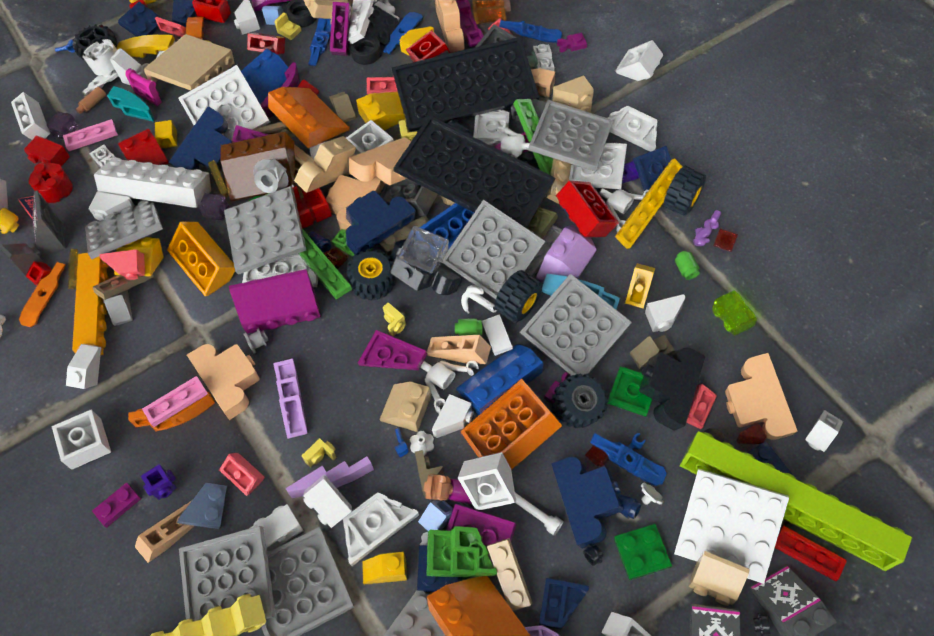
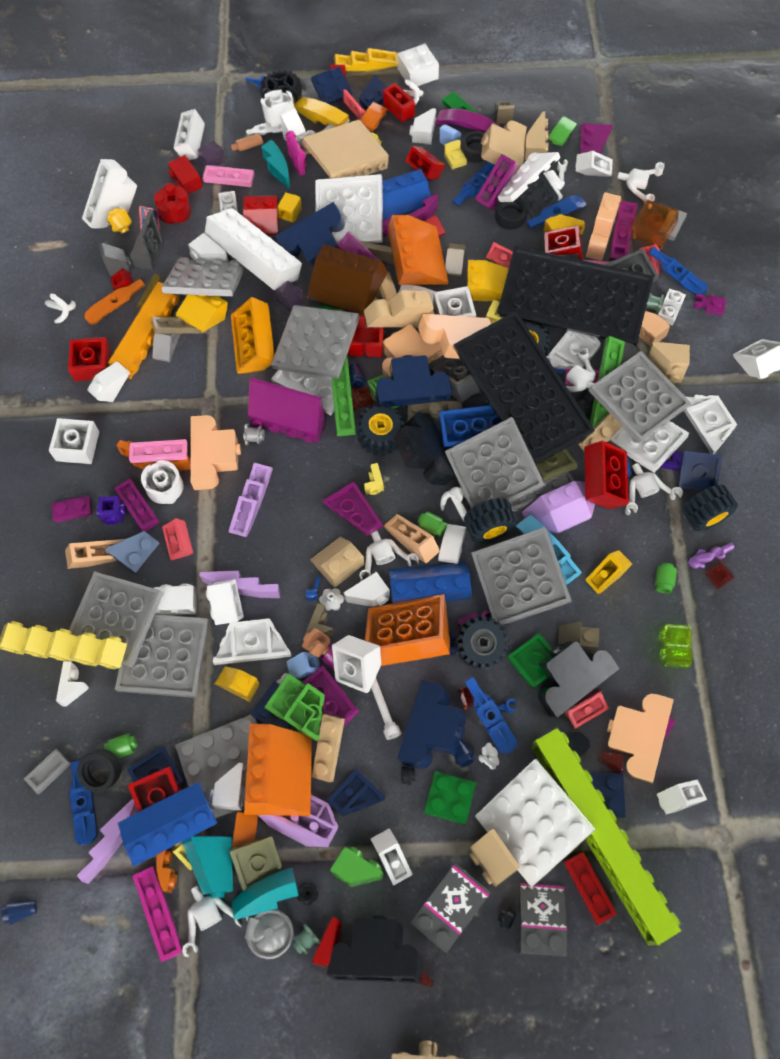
camera: 30 degrees right, 5 degrees up
(49, 356) = (88, 358): none -> red brick
(126, 263) = (187, 311): coral slope -> none
(182, 464) = (136, 505): none -> magenta plate
(195, 428) = (162, 482): none -> white brick
(218, 179) = (306, 273): clear yellow tile -> none
(270, 176) = (346, 295): light grey piece -> none
(316, 452) = (242, 557): light yellow bracket -> none
(424, 249) = (431, 434): clear slope -> none
(648, 206) = (666, 503): yellow tile -> none
(664, 312) = (613, 609): white slope -> none

